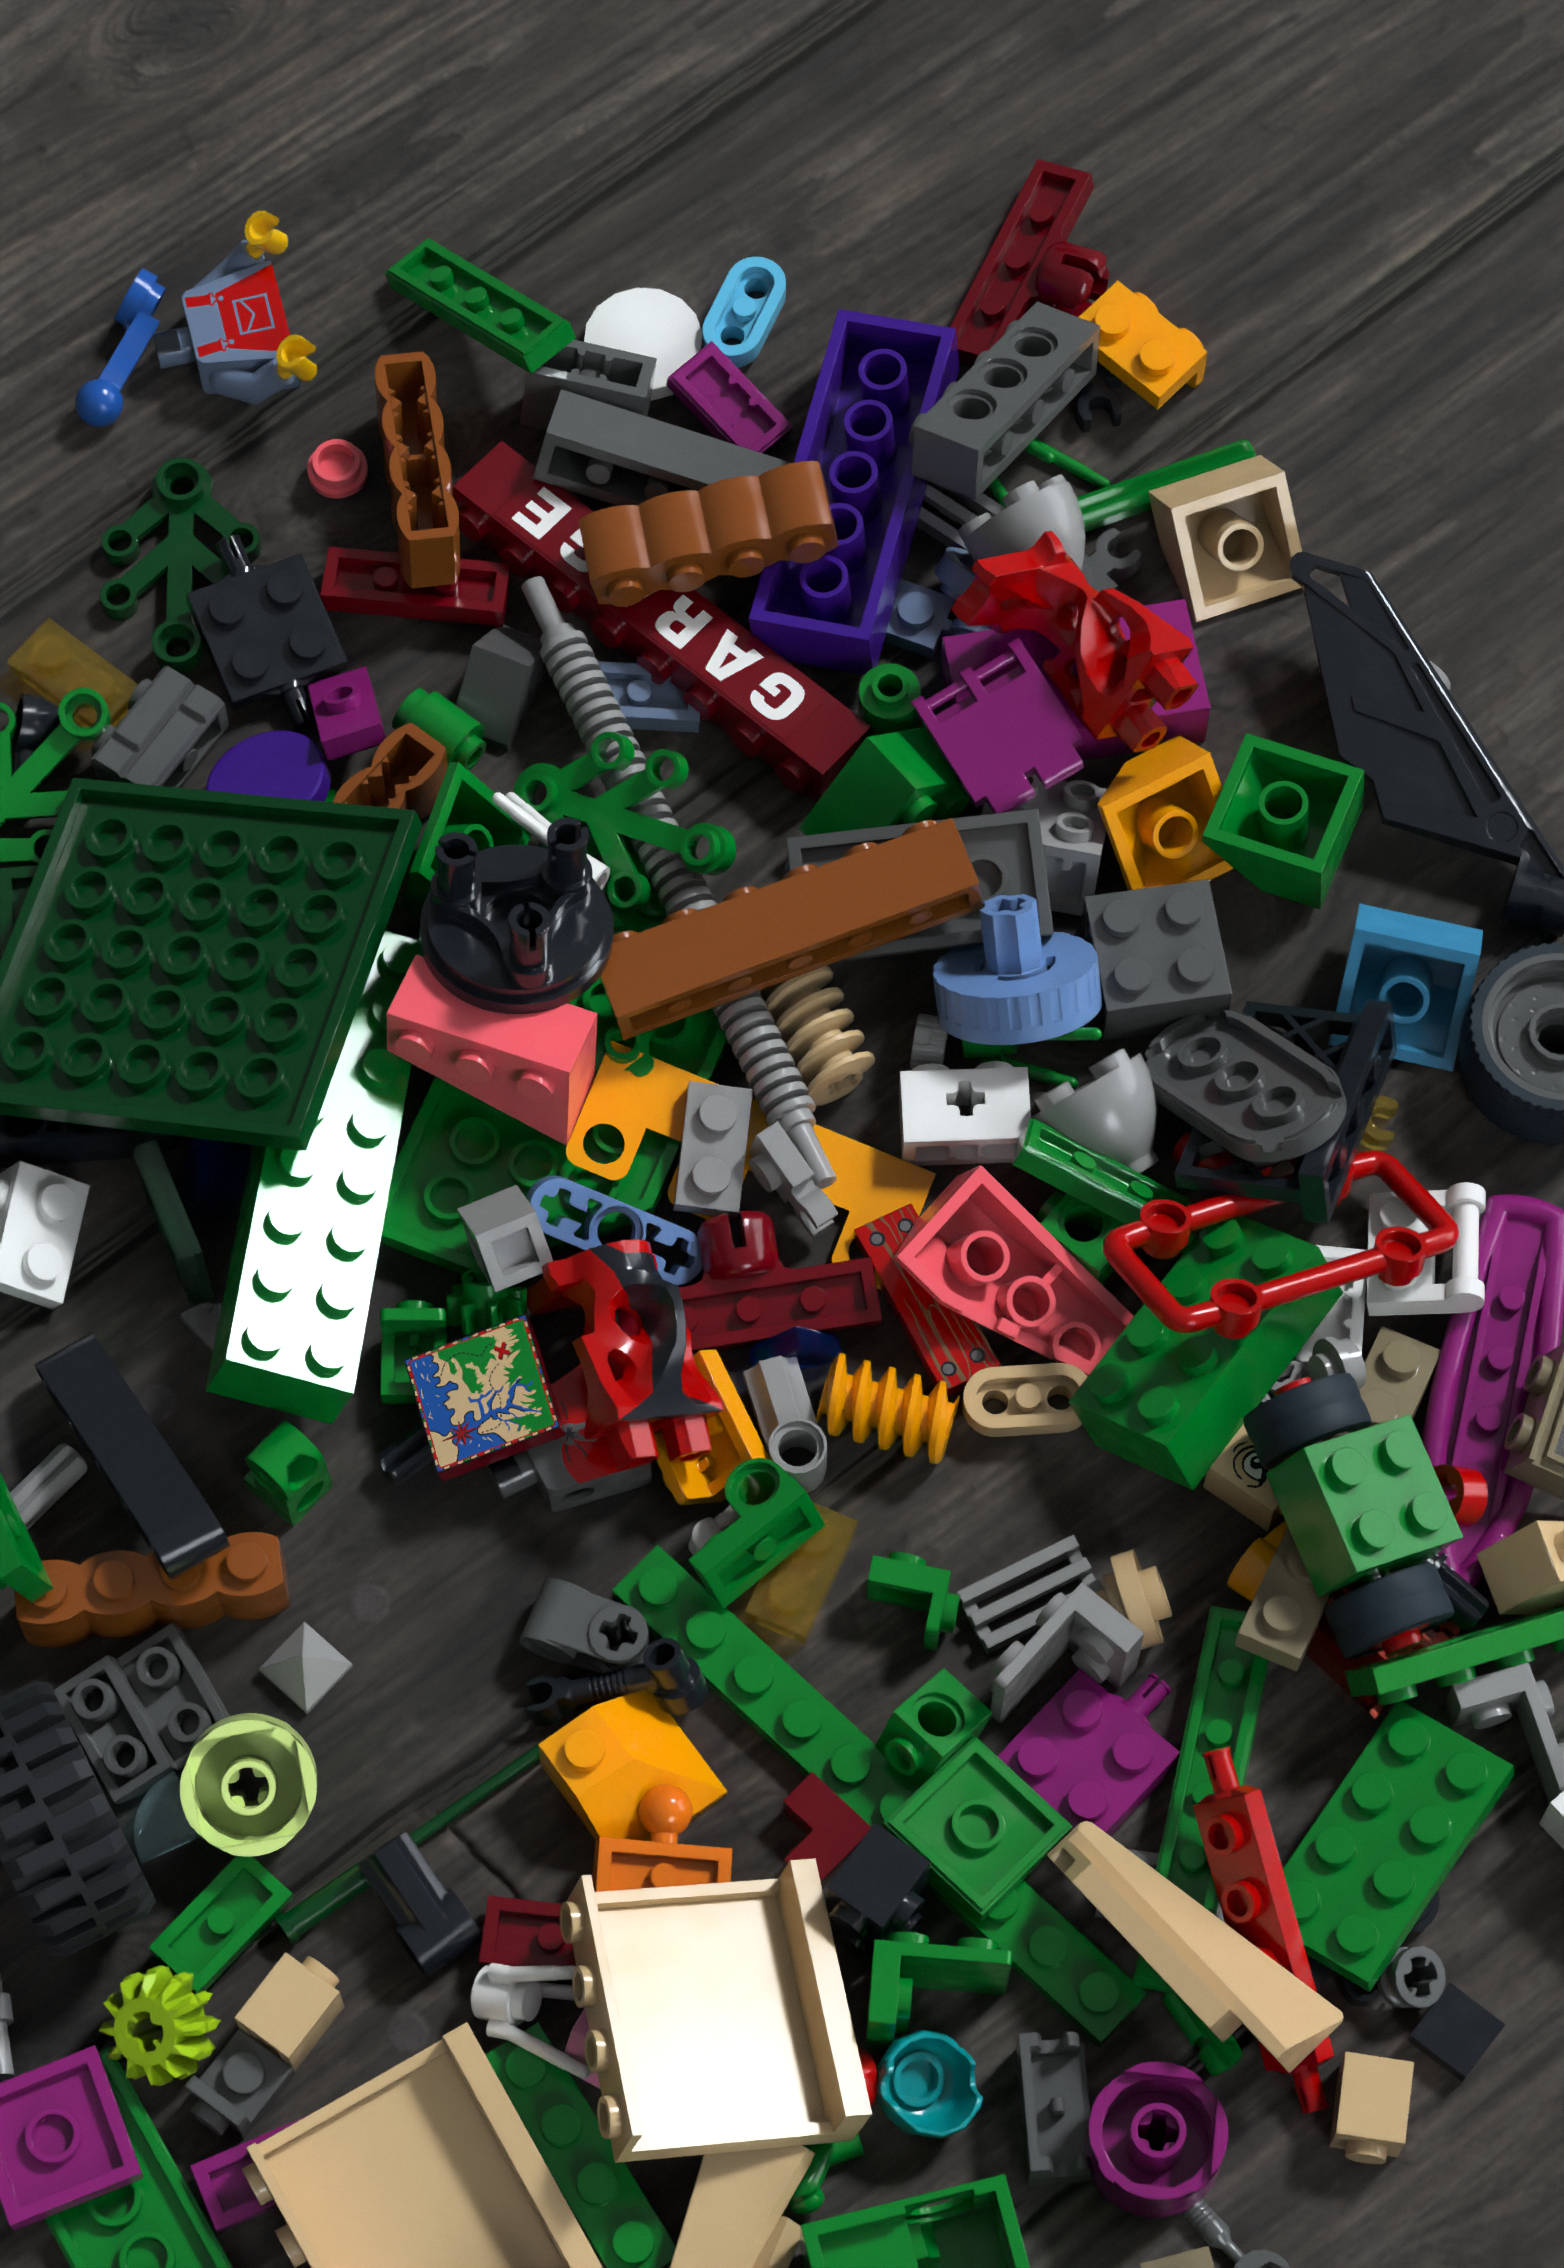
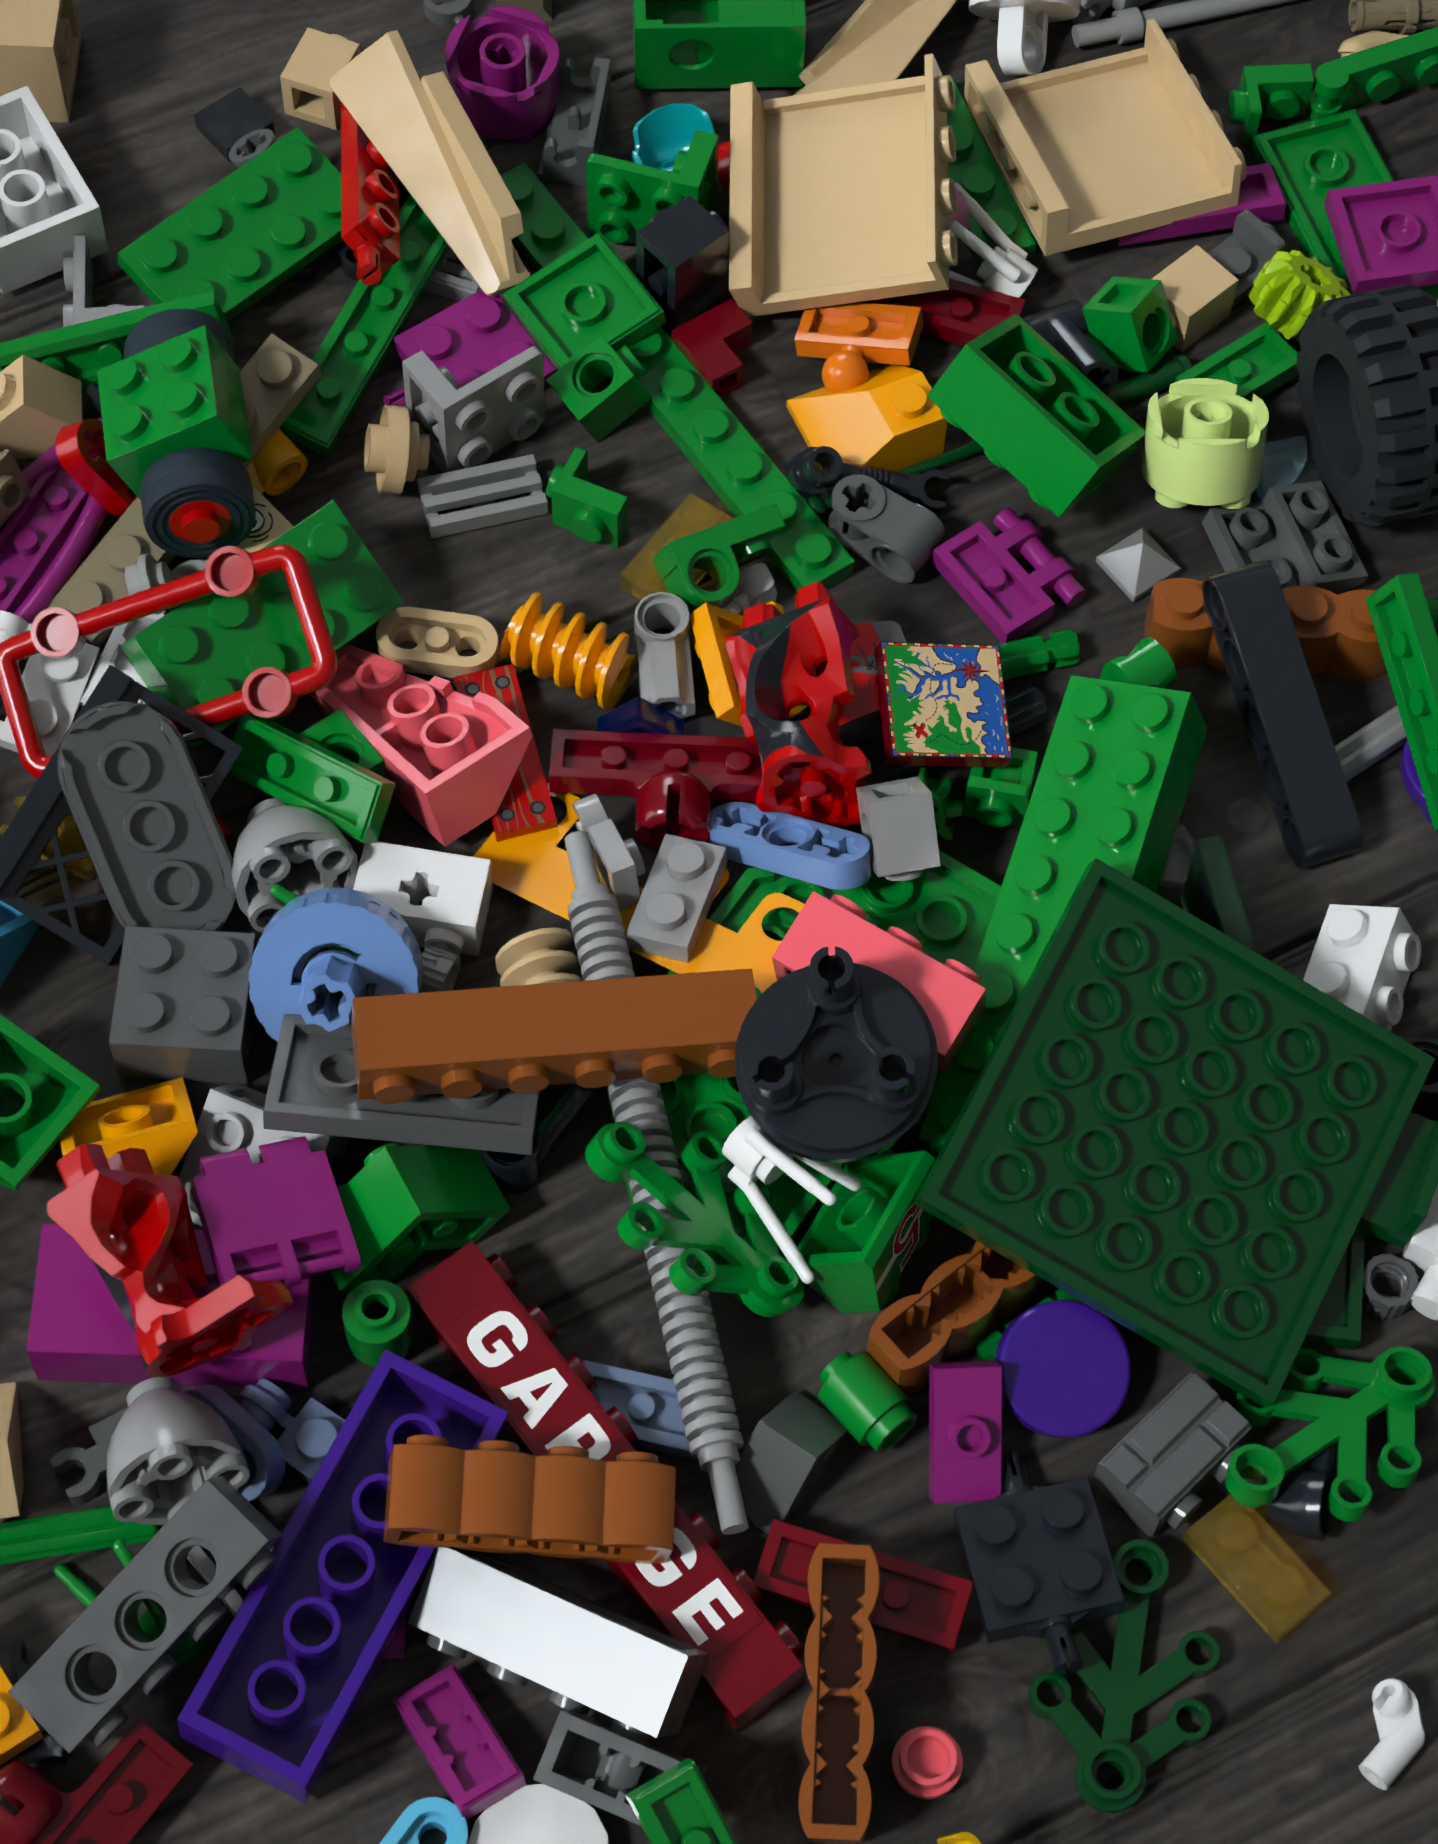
camera: 170 degrees left, 5 degrees down
(353, 1938) = (1131, 322): none -> green brick
(415, 1519) = (1034, 653): none -> green axle
(439, 1760) = (1035, 415): none -> green brick
(457, 1596) = (997, 585): none -> magenta plate

